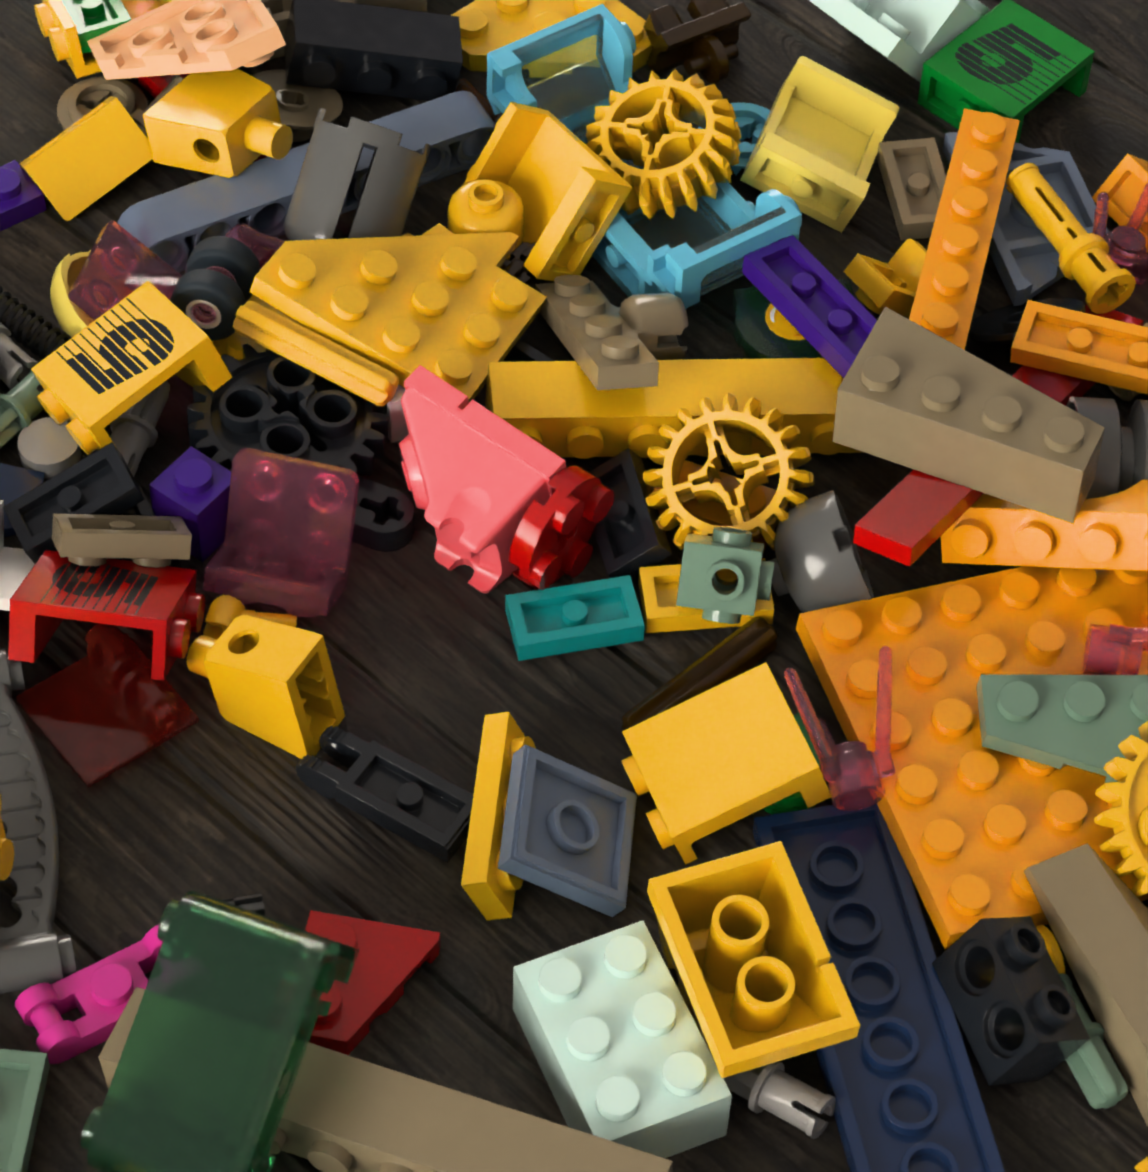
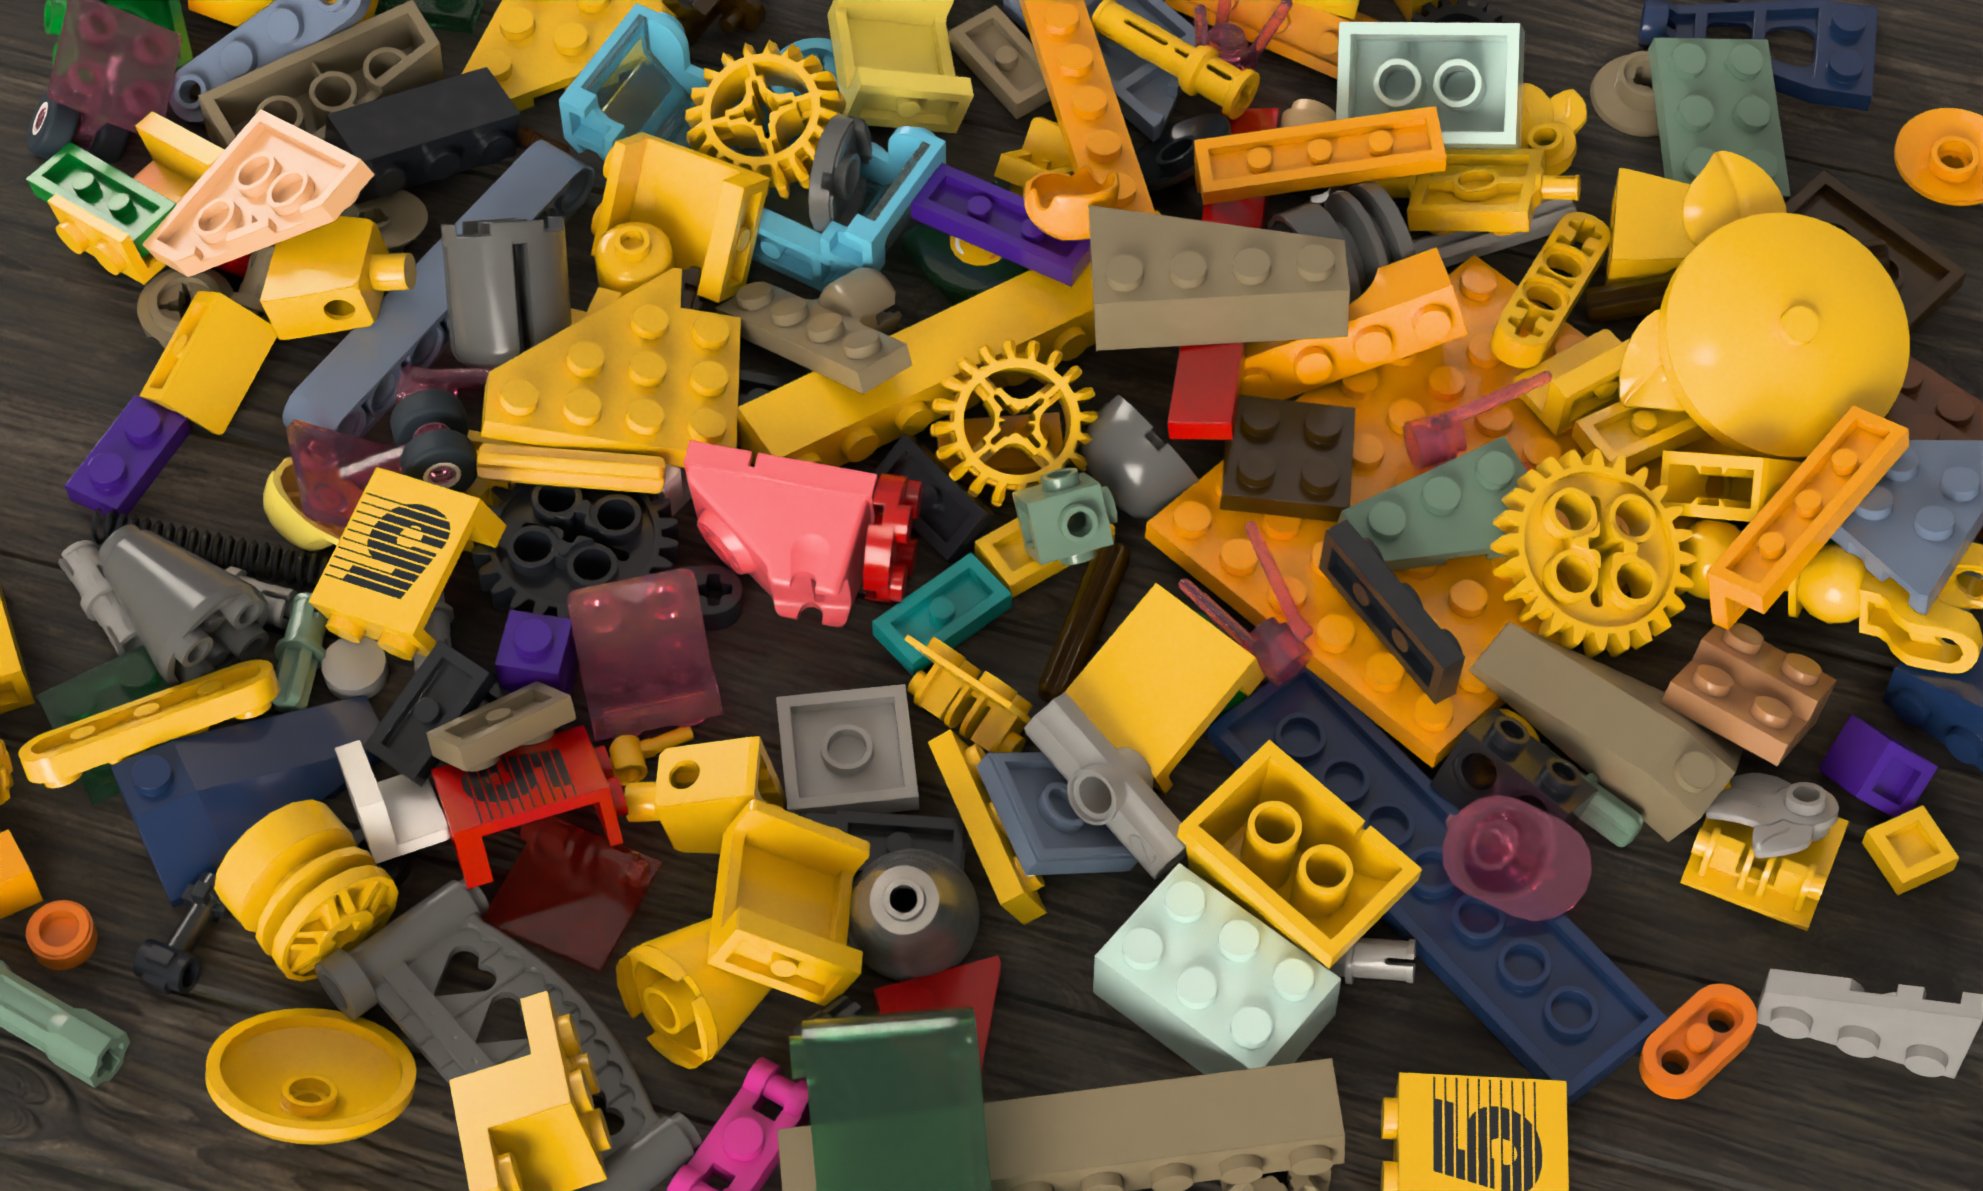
camera: 25 degrees left, 5 degrees up
(172, 828) = (684, 998): none -> yellow cone
(263, 791) = (786, 903): none -> yellow panel
(380, 856) = (928, 937): none -> dark grey cone
(417, 696) = (848, 751): none -> light grey plate
(549, 699) = (951, 692): none -> yellow hinge
(621, 818) = (1108, 784): none -> light grey piece
(699, 202) = (835, 180): none -> dark grey tile
(864, 294) = (1061, 201): none -> light orange hair
(961, 611) = (1289, 459): none -> dark brown plate
(967, 1061) = (1516, 858): none -> clear pink piece
(976, 784) = (1392, 611): none -> black plate

